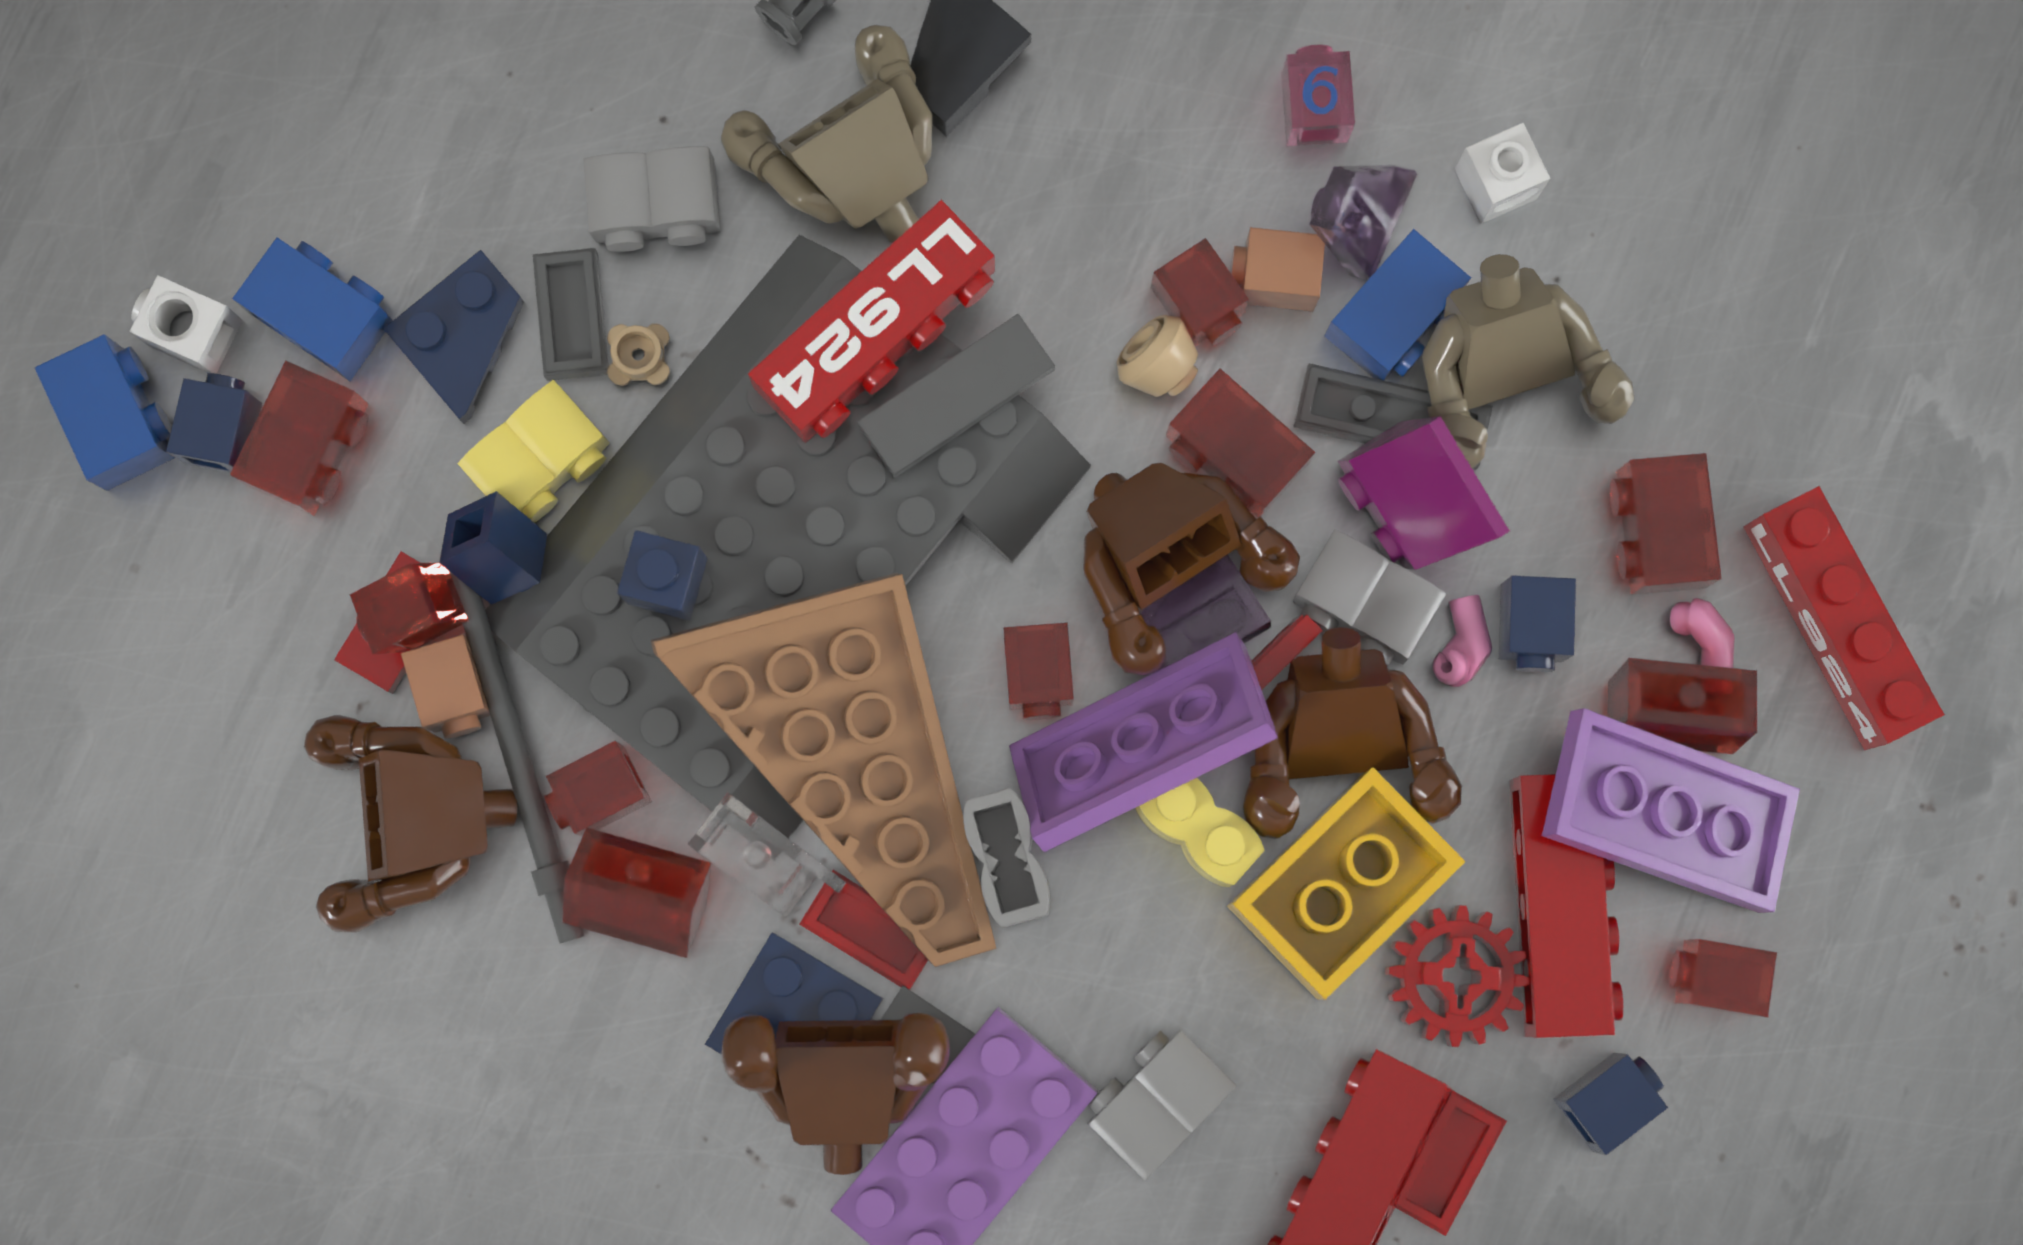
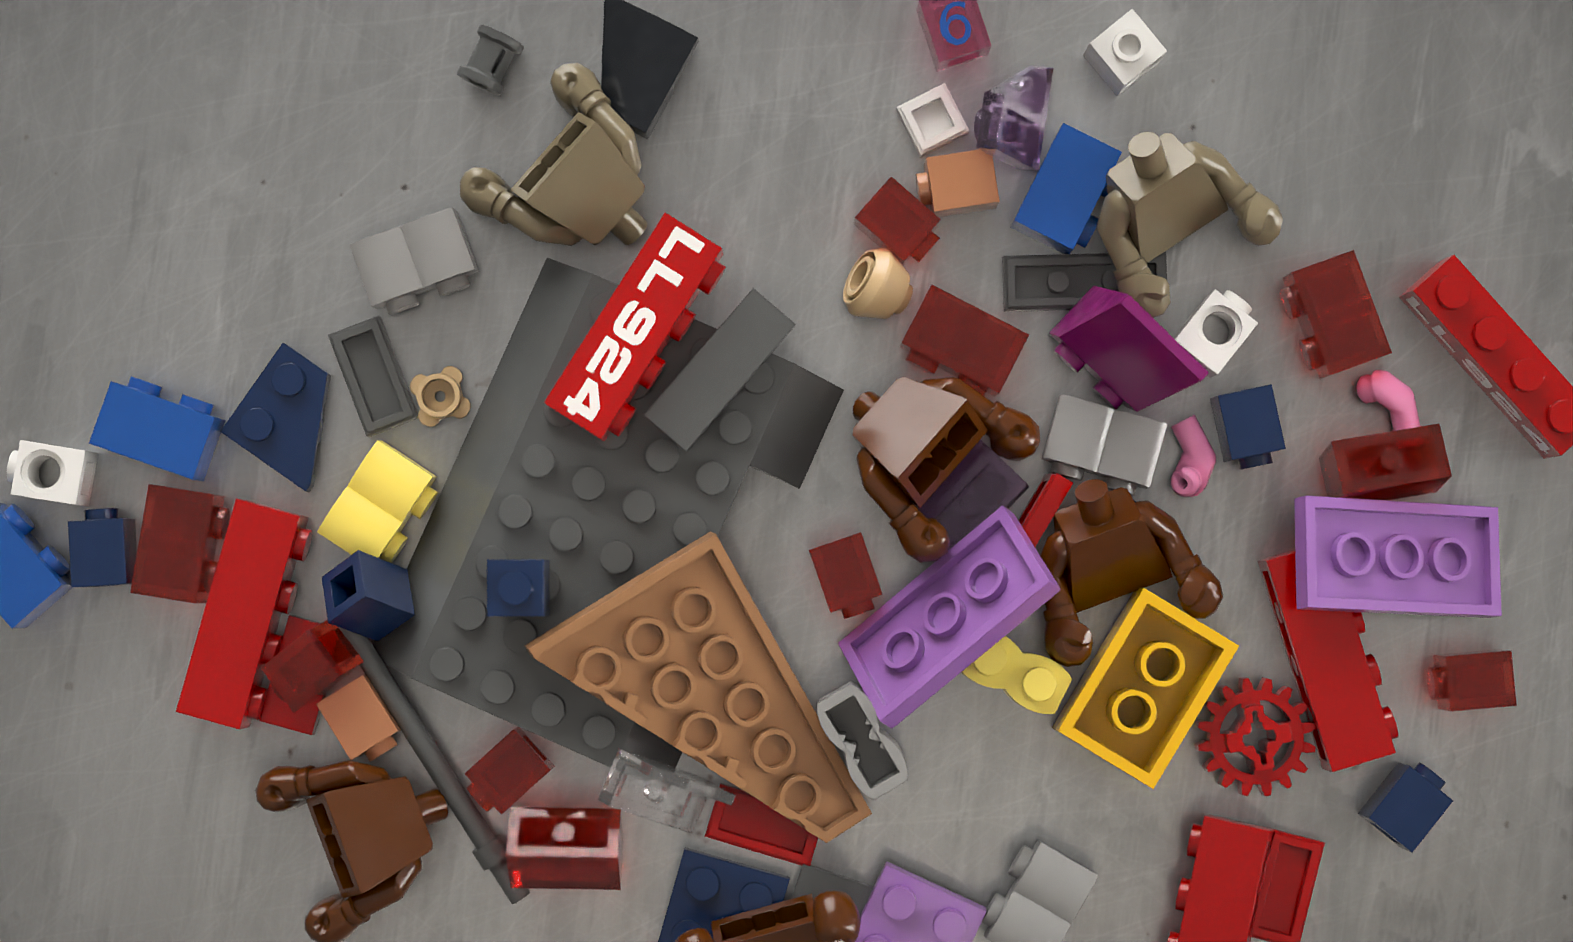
camera: 15 degrees left, 5 degrees up
(351, 534) = (244, 613): none -> red brick
(1268, 195) = (932, 120): none -> white tile
(1550, 488) = (1235, 314): none -> white brick

